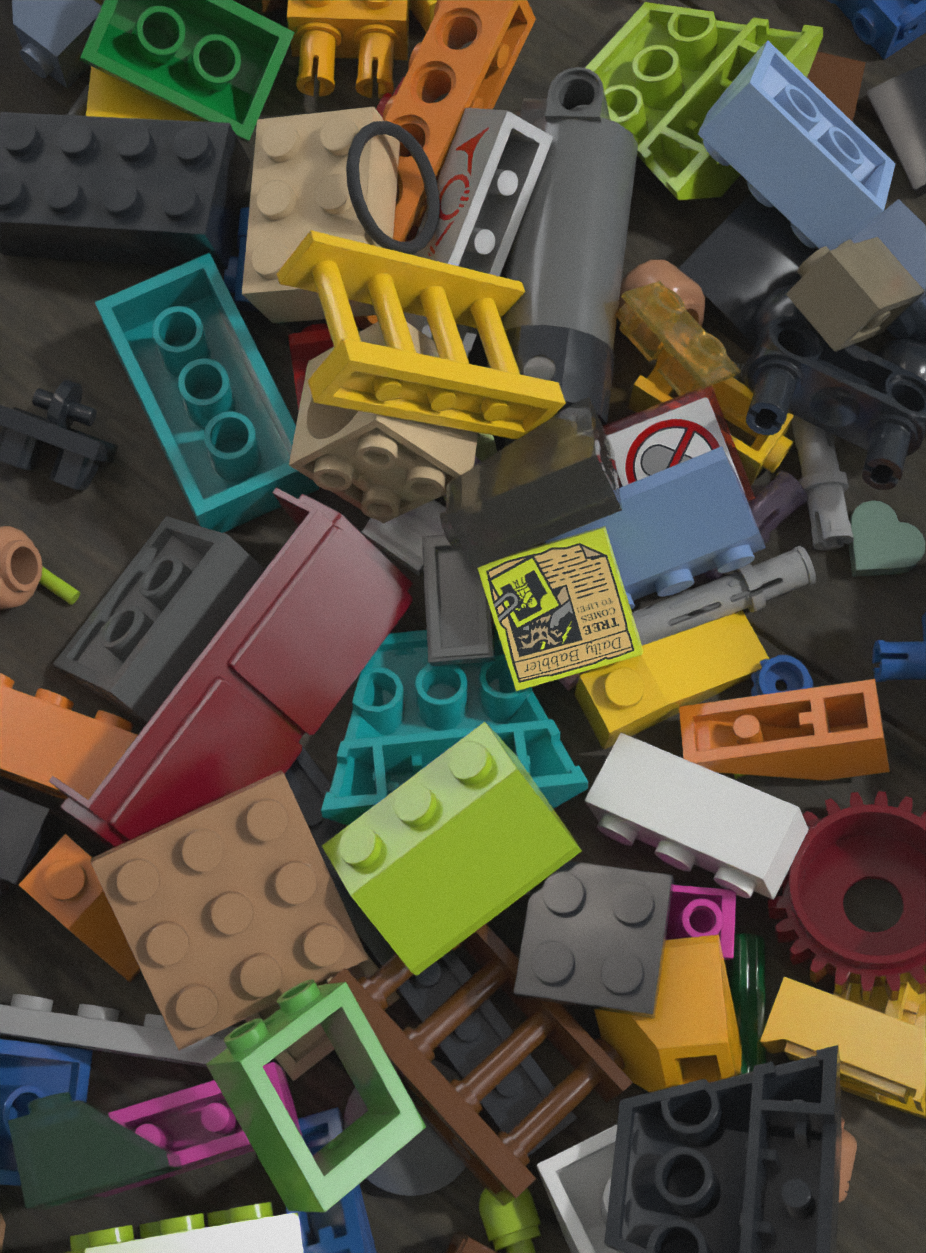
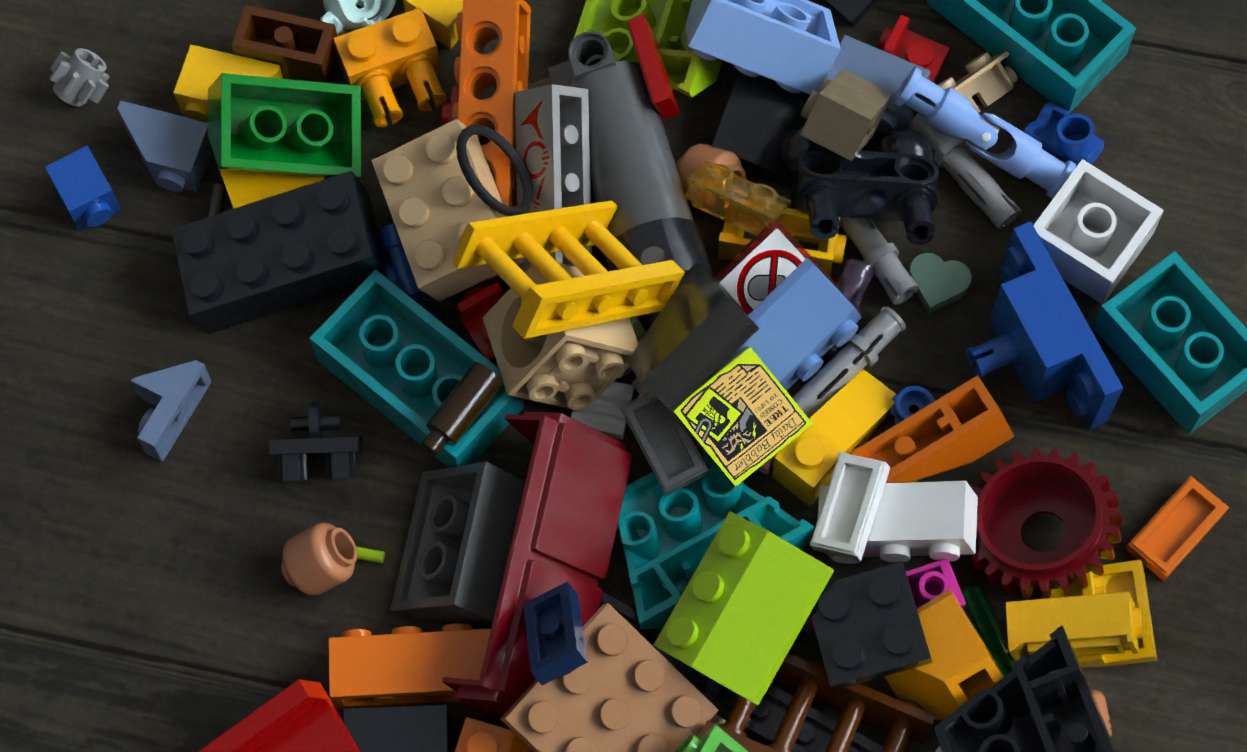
camera: 20 degrees left, 5 degrees down
(197, 784) = (555, 633): none -> dark blue plate
(226, 458) = (461, 408): none -> dark brown cylinder
(643, 775) = (850, 506): none -> white tile
(646, 143) = (653, 67): none -> red tile

